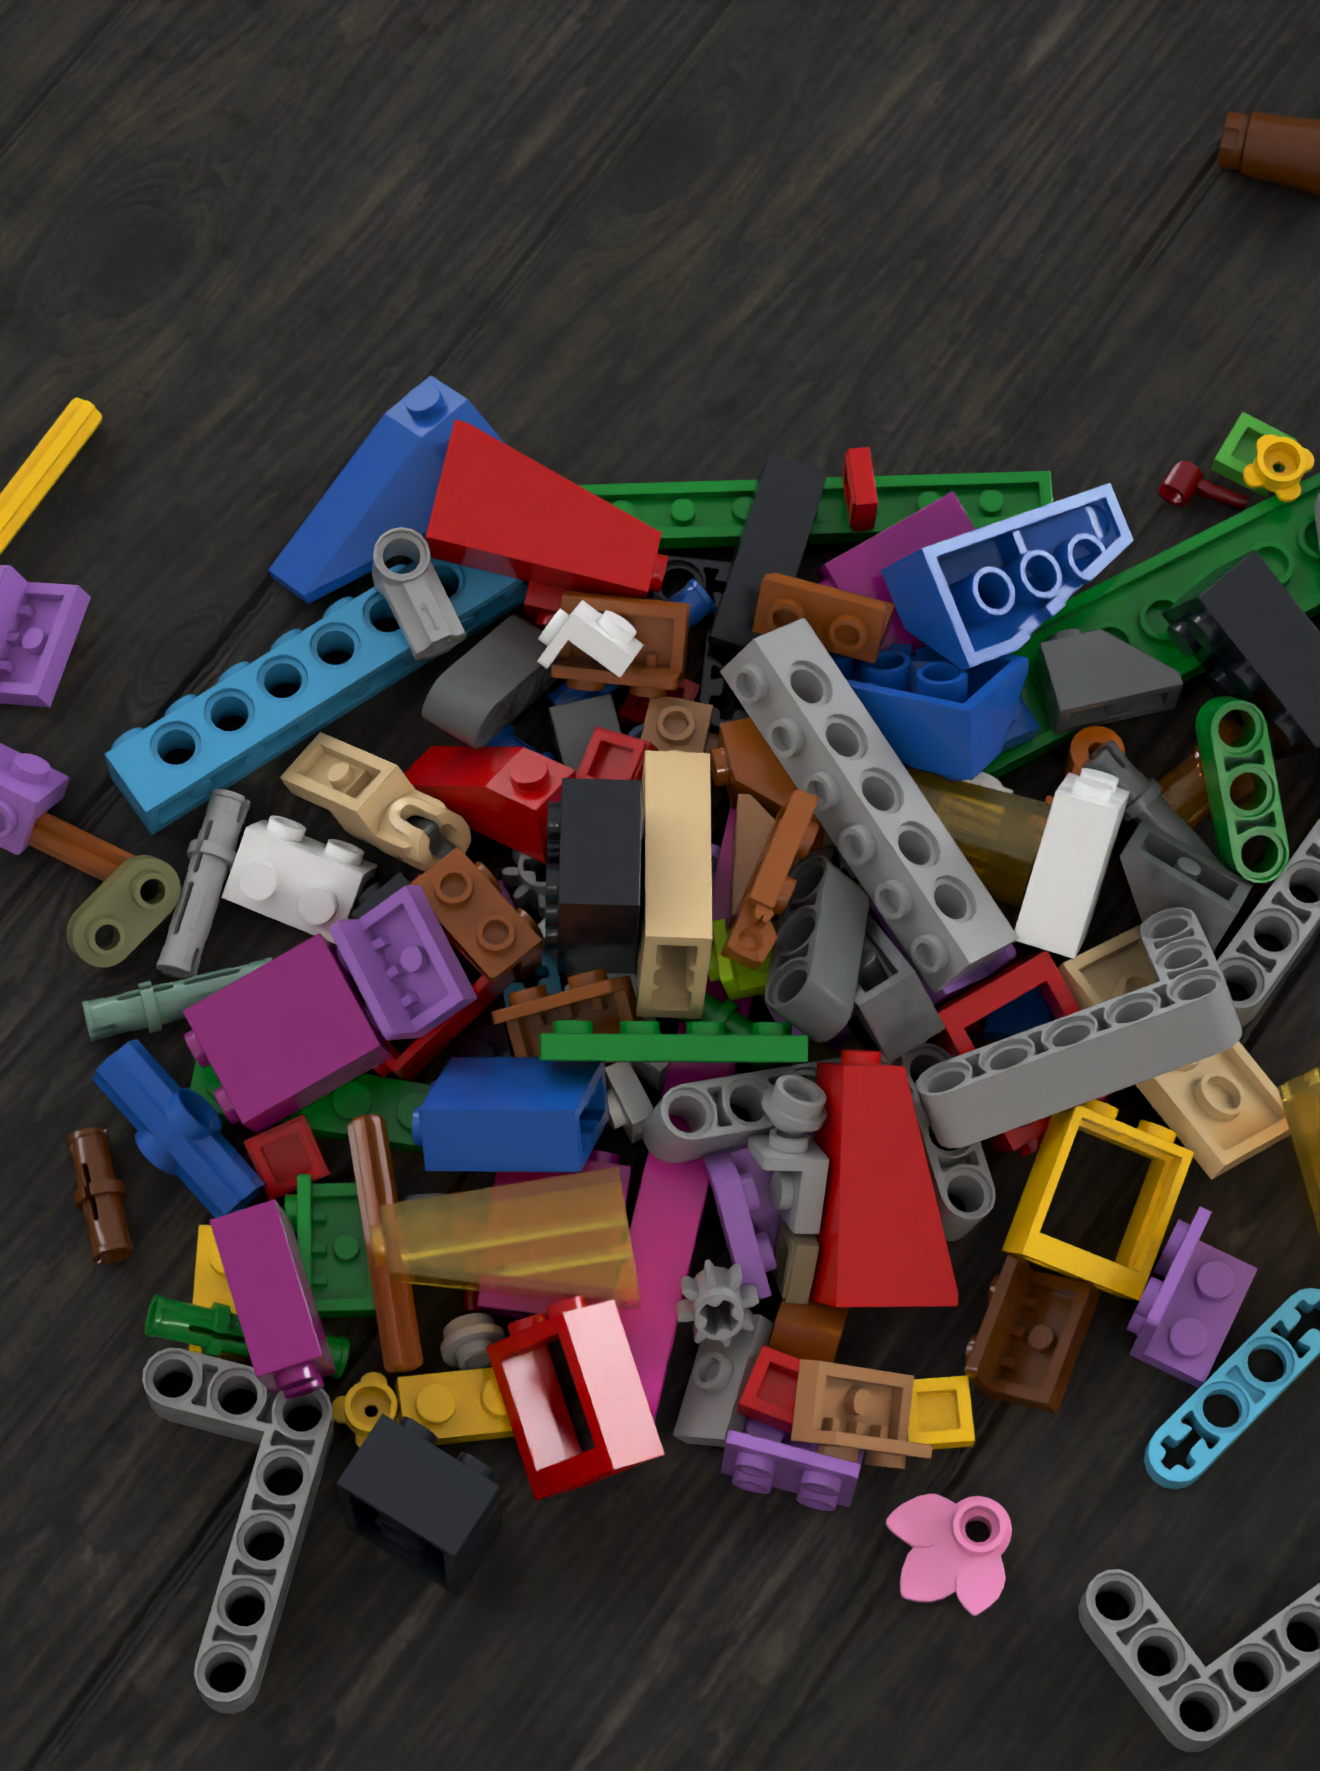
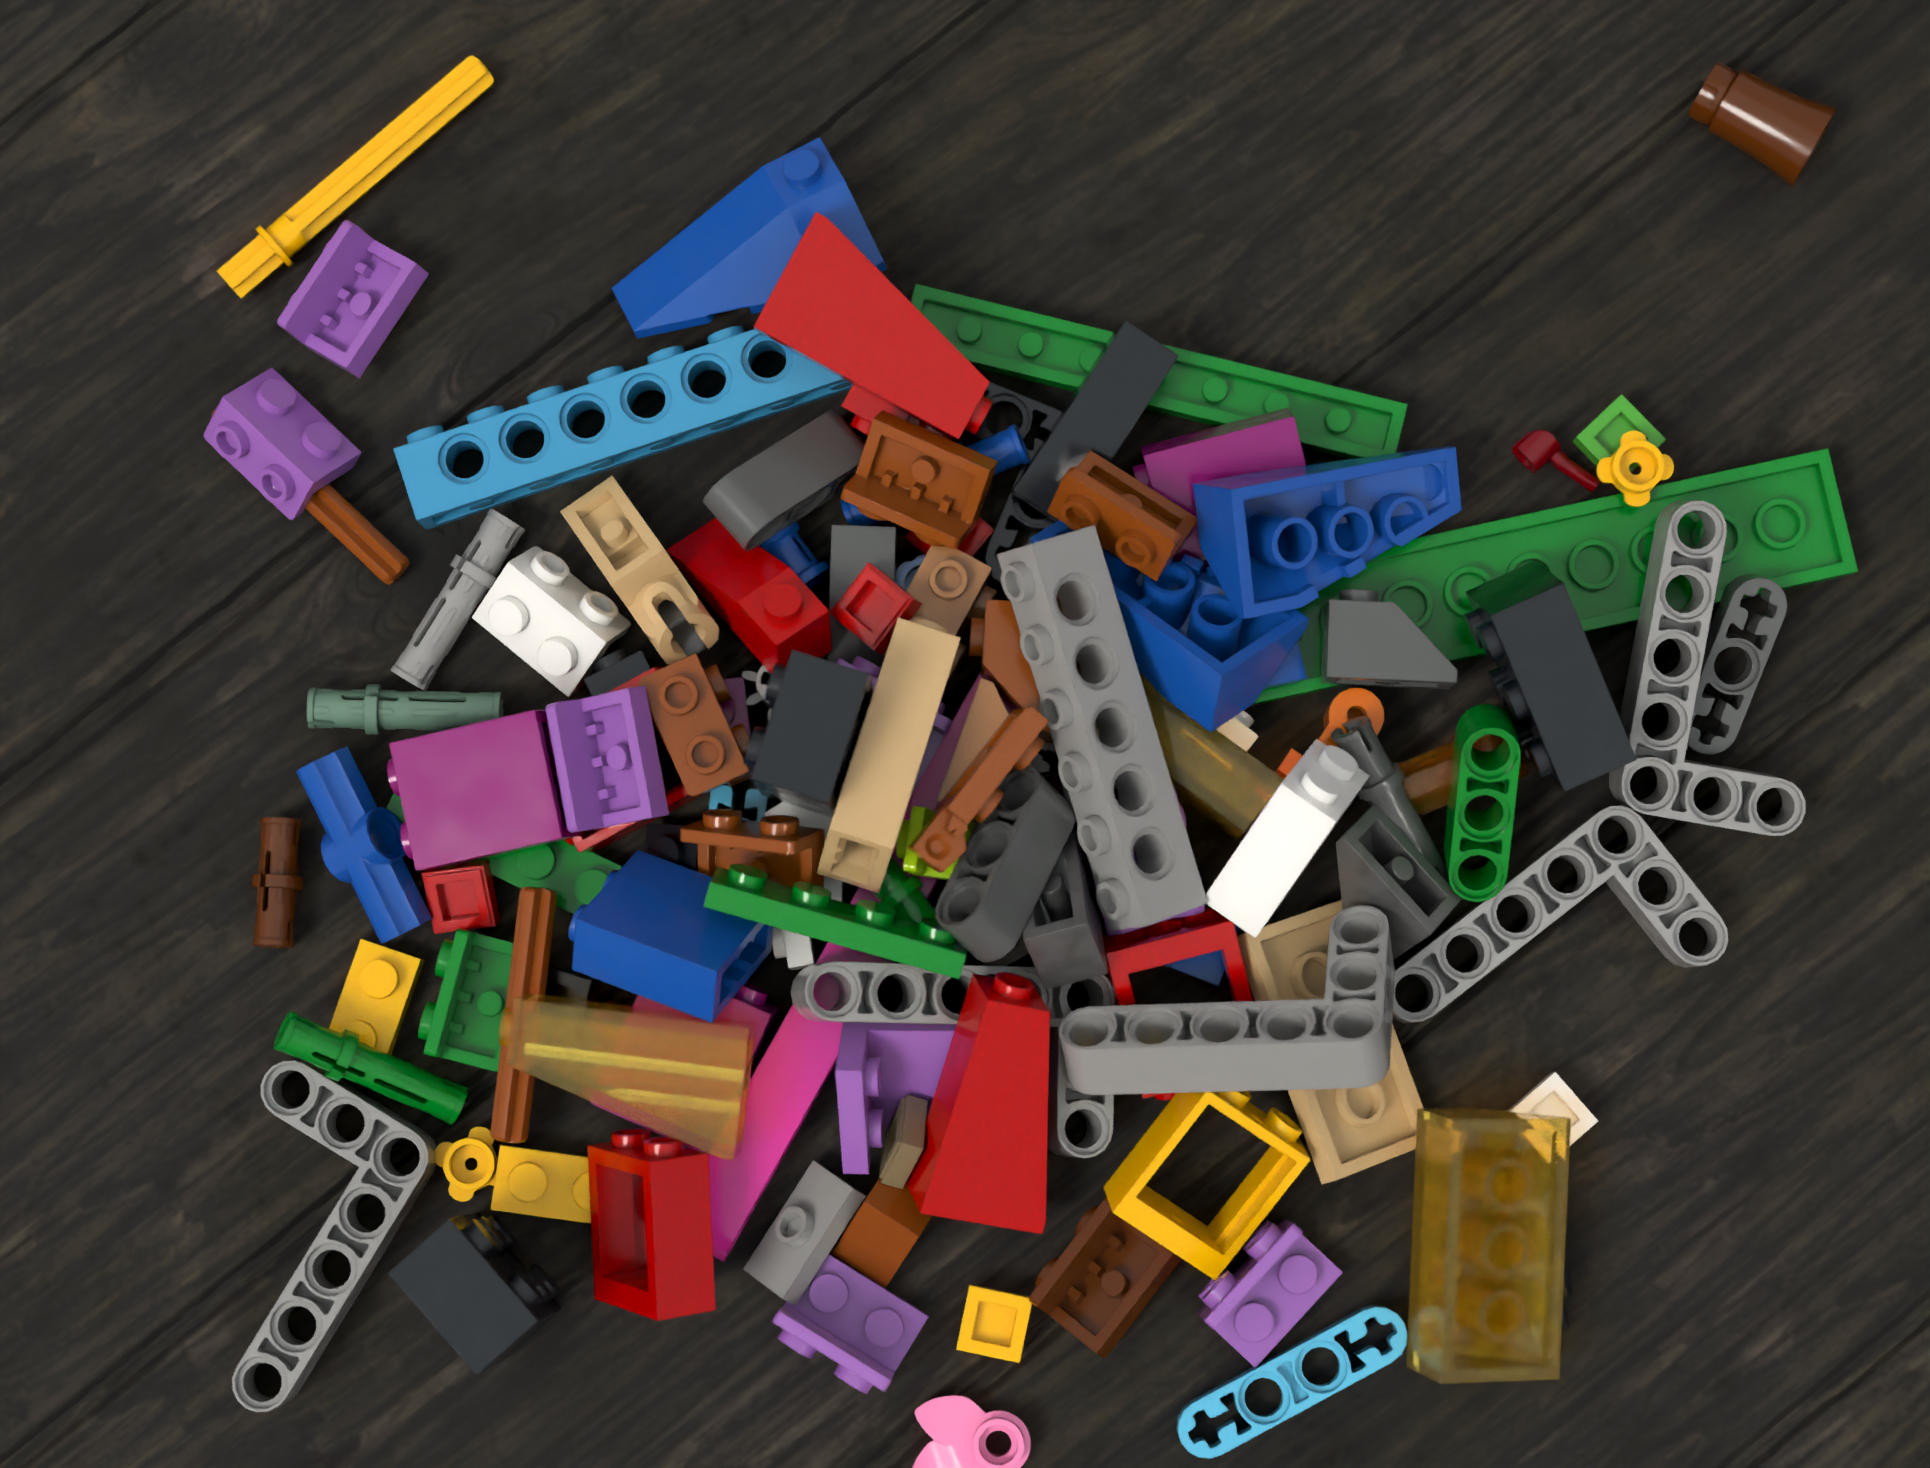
camera: 25 degrees right, 15 degrees up
(120, 905) = (369, 606): olive plate -> none
(273, 1299) = (389, 1064): magenta brick -> none
(417, 596) = (733, 381): light grey piece -> none
(467, 1341) = (580, 1127): light grey plate -> none
(602, 636) = (891, 473): white bracket -> none
(712, 1288) = (812, 1171): light grey gear -> none
(771, 1389) = (849, 1268): red plate -> none
(795, 1105) = (936, 1014): light grey plate -> none
(797, 1178) = (921, 1073): light grey bracket -> none
(855, 1411) = (909, 1318): medium nougat bracket -> none
(859, 489) = (1207, 378): red tile -> none

